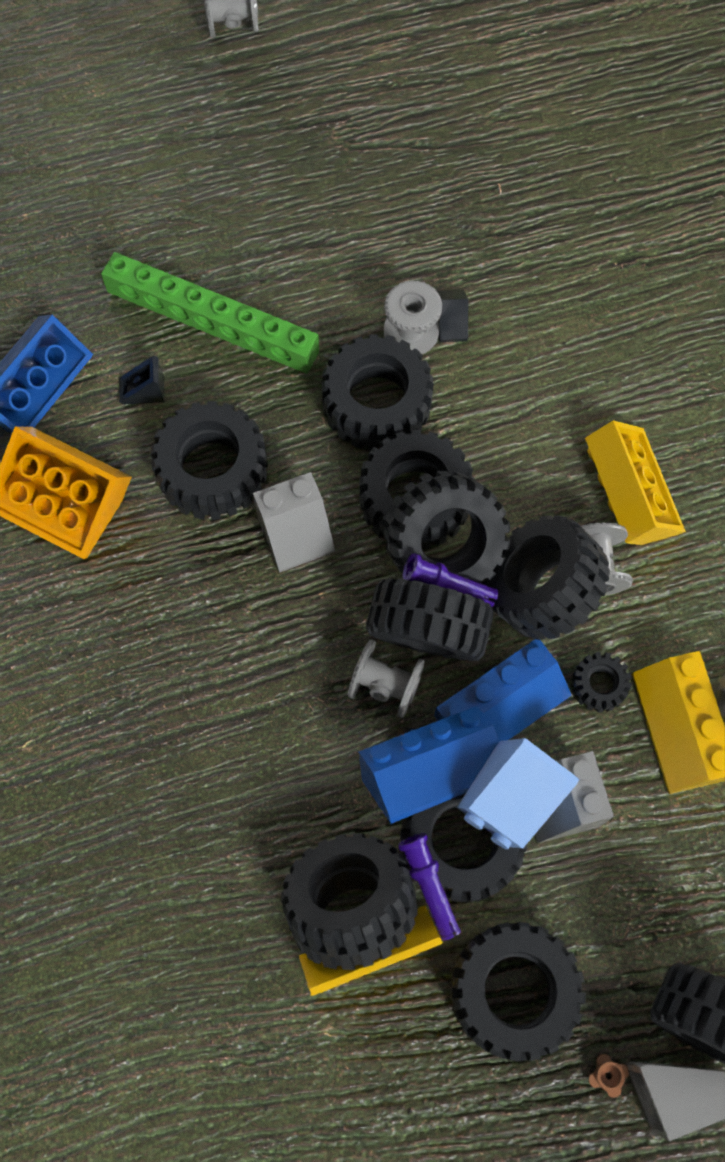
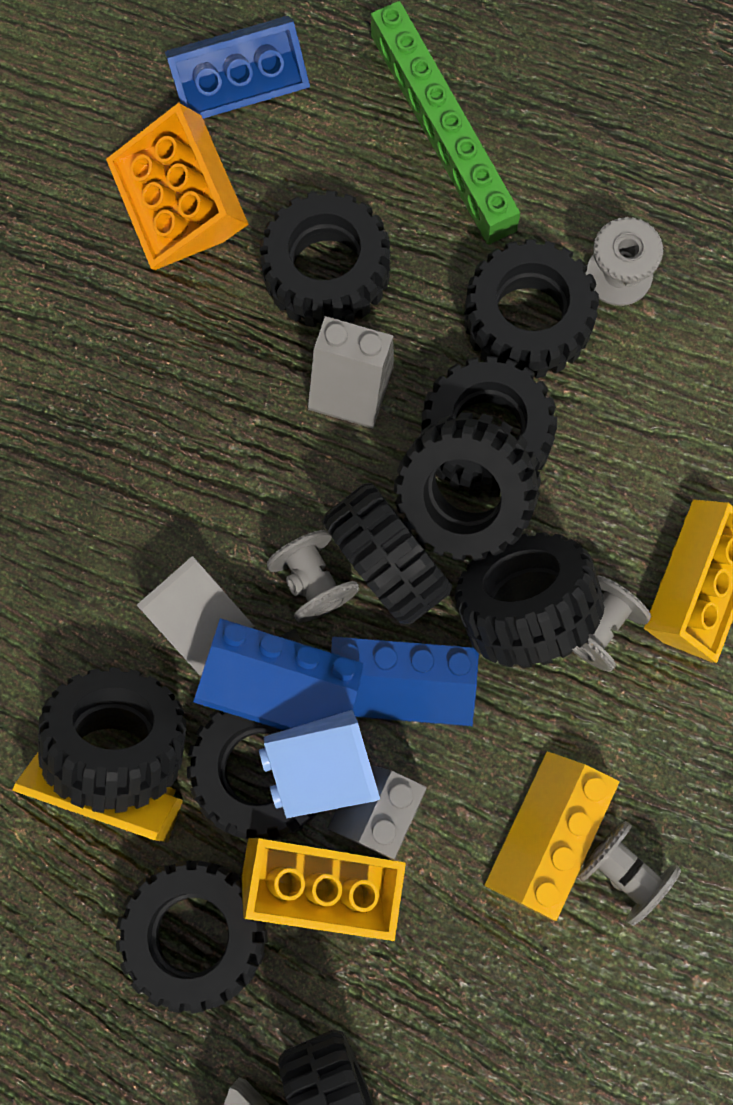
camera: 45 degrees right, 5 degrees up
(143, 384) = (330, 146): black slope -> none
(328, 772) = (189, 610): none -> light grey slope
(425, 871) = (190, 768): dark purple pin -> none
(438, 575) = (420, 519): dark purple pin -> none
(454, 316) = (671, 287): black slope -> none
(577, 881) = (321, 889): none -> yellow slope
(605, 664) = (524, 720): black tyre -> none
(618, 1071) = (203, 1068): nougat plate -> none

